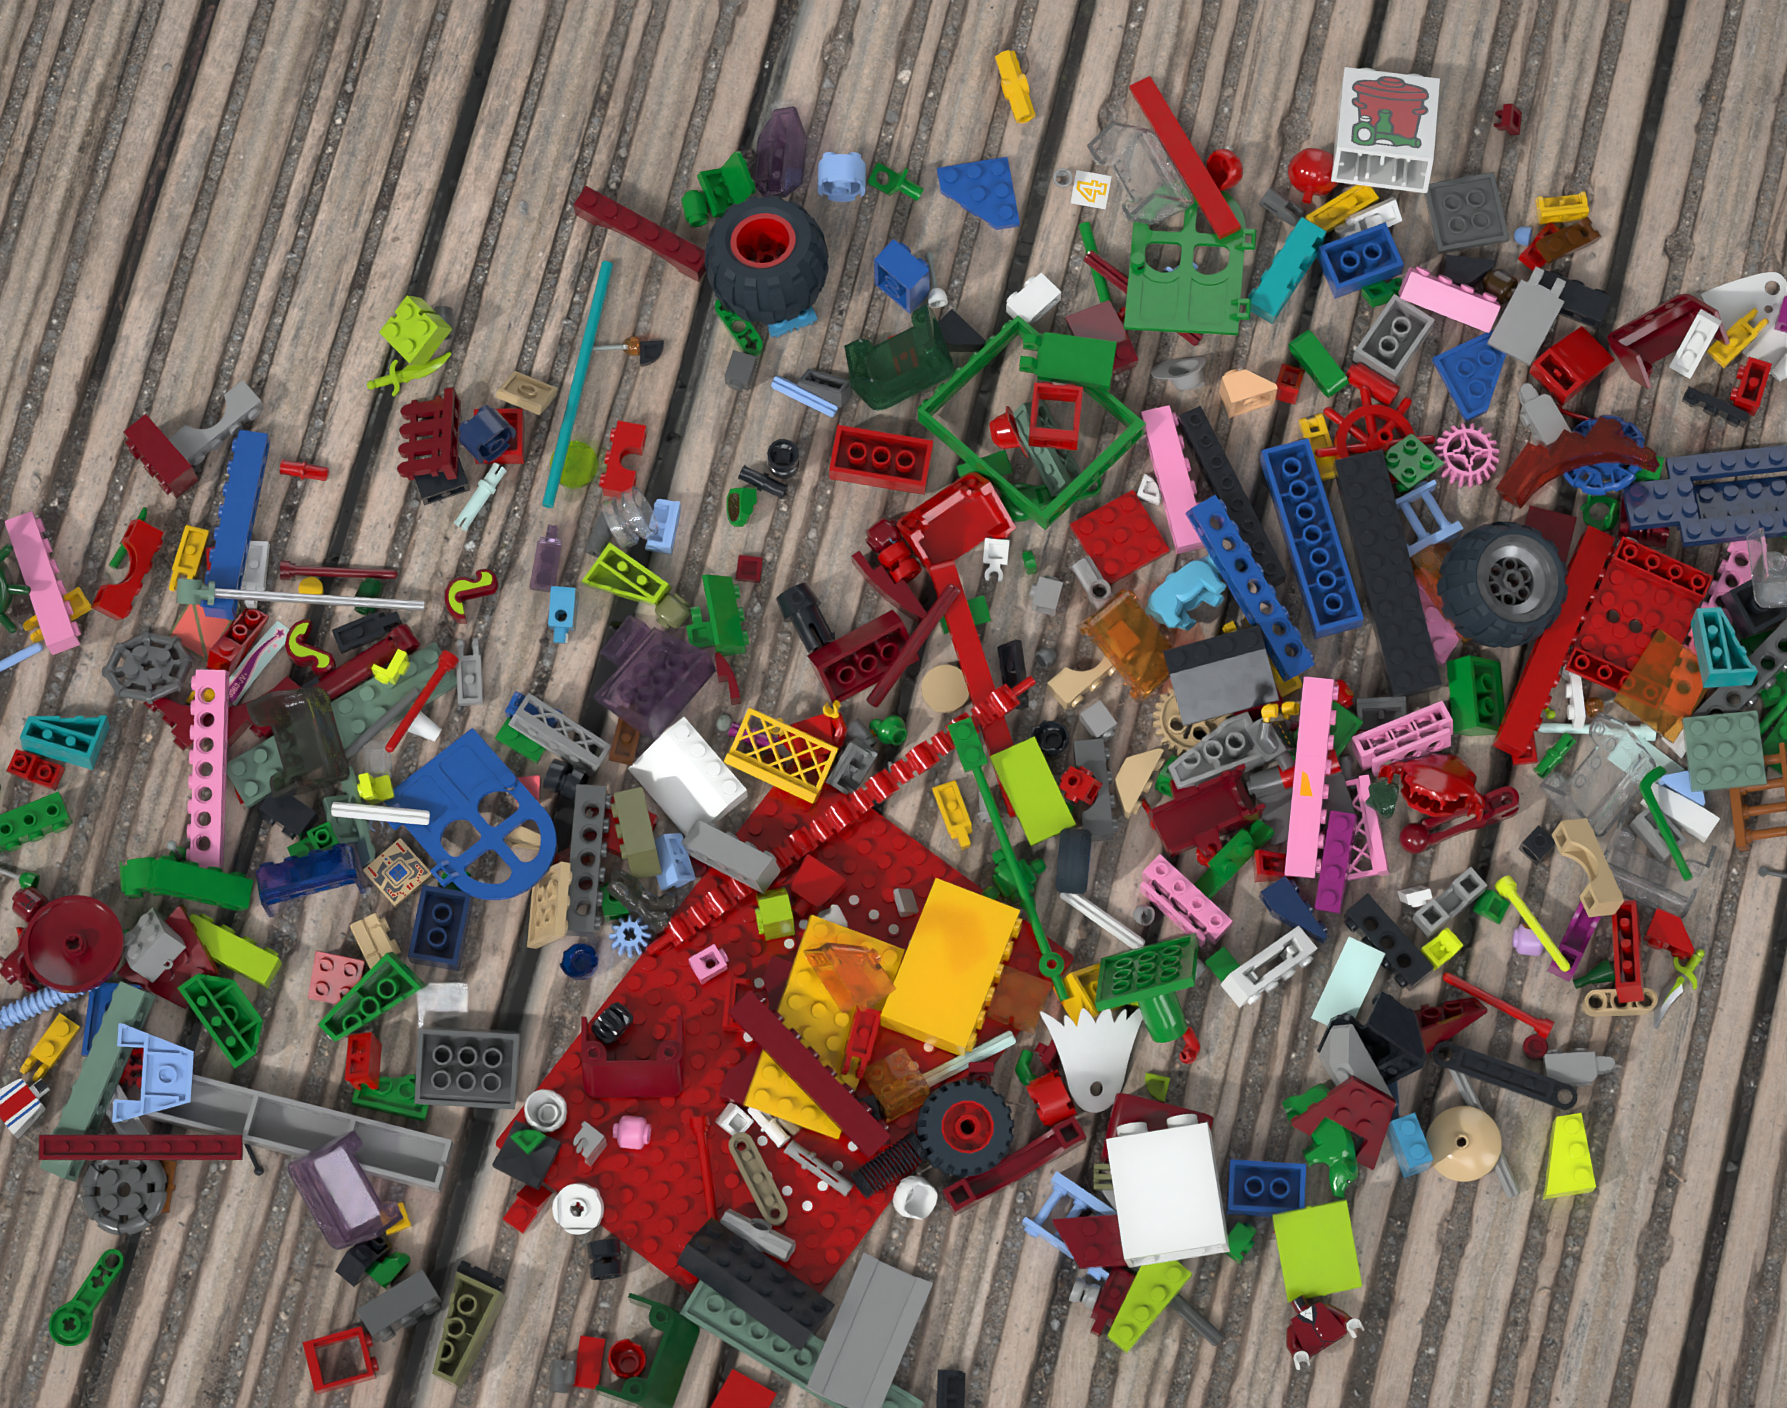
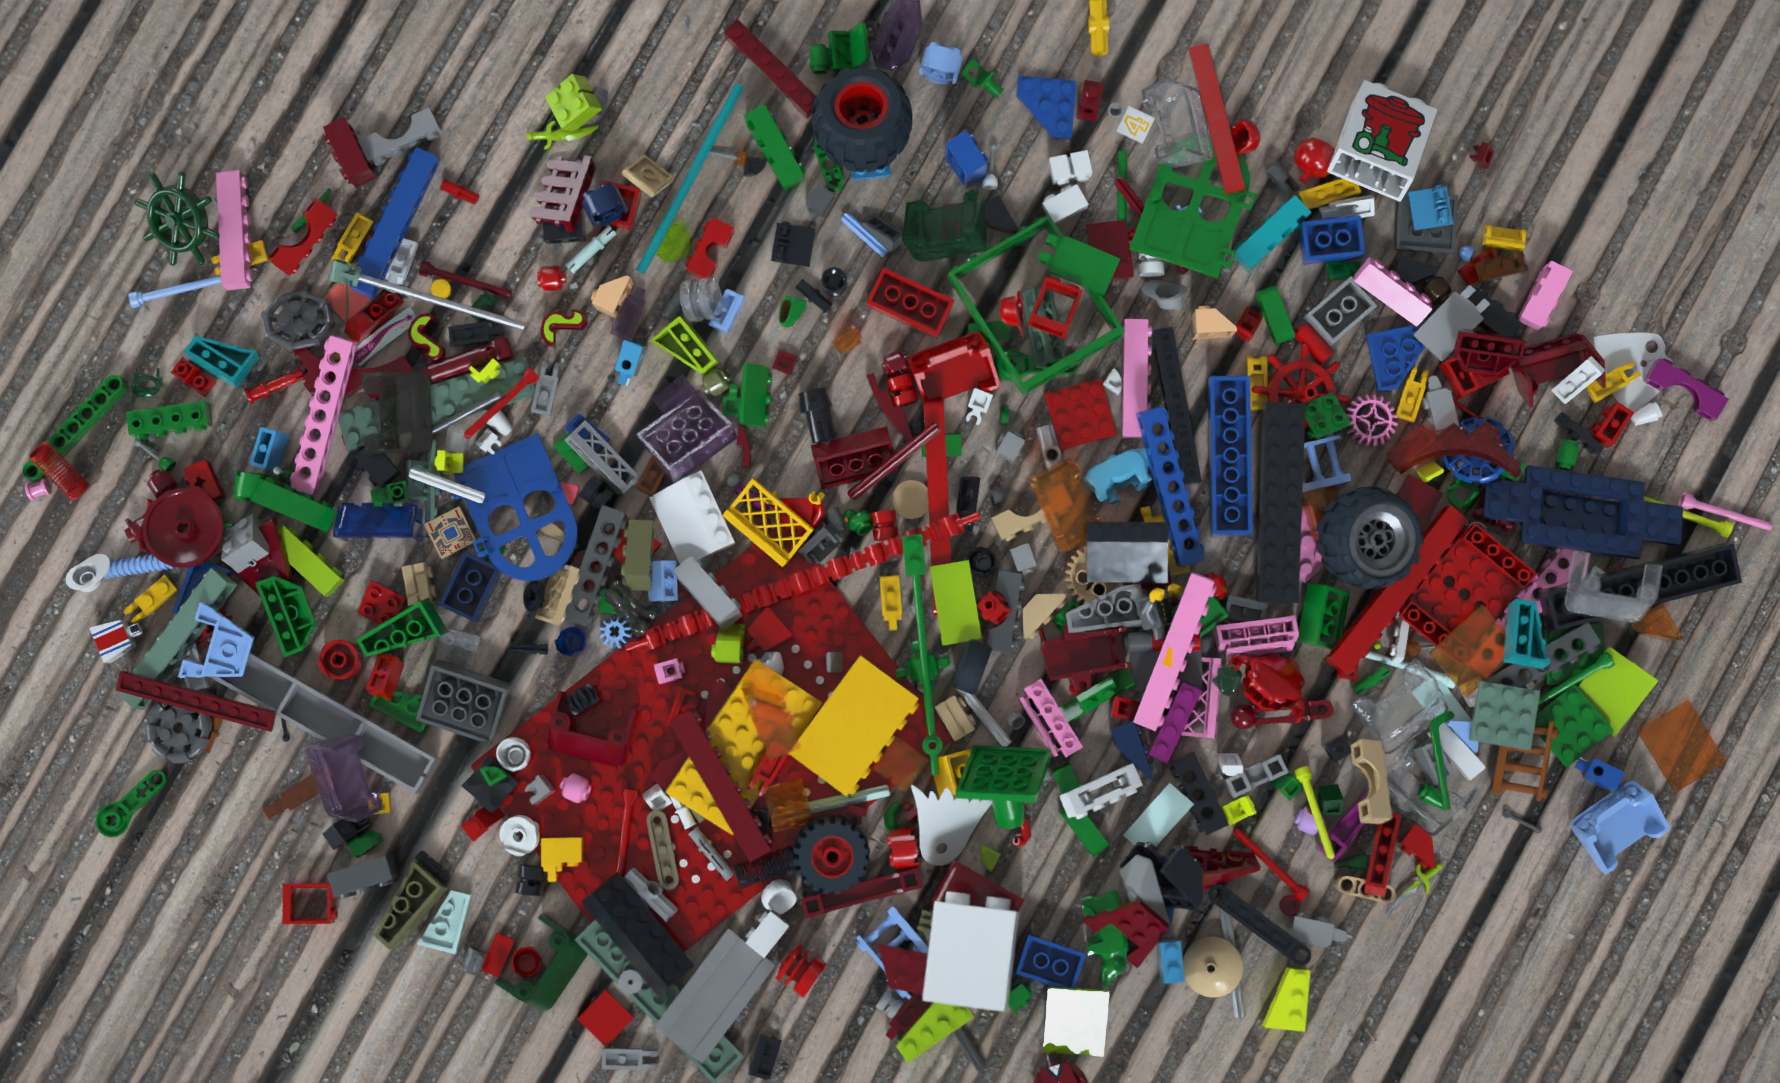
camera: 15 degrees right, 10 degrees up
(76, 877) = (204, 471): none -> red brick
(127, 760) = (265, 388): none -> red pin
(151, 828) = (269, 449): none -> dark azure brick
(286, 1239) = (293, 797): none -> copper piece
(309, 1043) = (330, 655): none -> red brick
(413, 752) = (486, 440): none -> white tile
(441, 541) = (551, 278): none -> red head
(514, 923) = (534, 596): none -> black gear
(517, 1341) = (448, 923): none -> light aqua wing
(520, 542) = (611, 295): none -> light nougat slope
(529, 984) = (528, 648): none -> black axle
(634, 1212) = (560, 850): none -> yellow hinge
(669, 322) = (774, 148): none -> green wedge
(721, 429) = (793, 244): none -> black hinge
(758, 1354) = (630, 975): none -> light grey wheel
(817, 523) = (847, 340): none -> clear orange brick
(912, 1247) = (767, 933): none -> white piece
(921, 724) = (884, 524): none -> red wheel
(966, 1277) = (801, 970): none -> red wheel
(1025, 260) = (1069, 169): none -> white piece
(1029, 171) = (1090, 100): none -> dark red torso
(1070, 930) = (955, 717): none -> tan brick
(1155, 344) = (1150, 266): none -> white wheel
(1264, 1023) = (1086, 832): none -> green beam
(1465, 193) = (1430, 207): none -> dark azure hinge
(1507, 416) = (1411, 396): none -> yellow hinge
(1547, 907) = (1330, 800): none -> dark green brick
(1553, 497) = (1429, 471): none -> neon yellow slope
(1579, 339) = (1487, 352): none -> dark red wedge
(1628, 259) = (1544, 295): none -> bright pink wedge
(1665, 871) = (1430, 795): none -> green cone
(1710, 434) = (1567, 454): none -> green brick

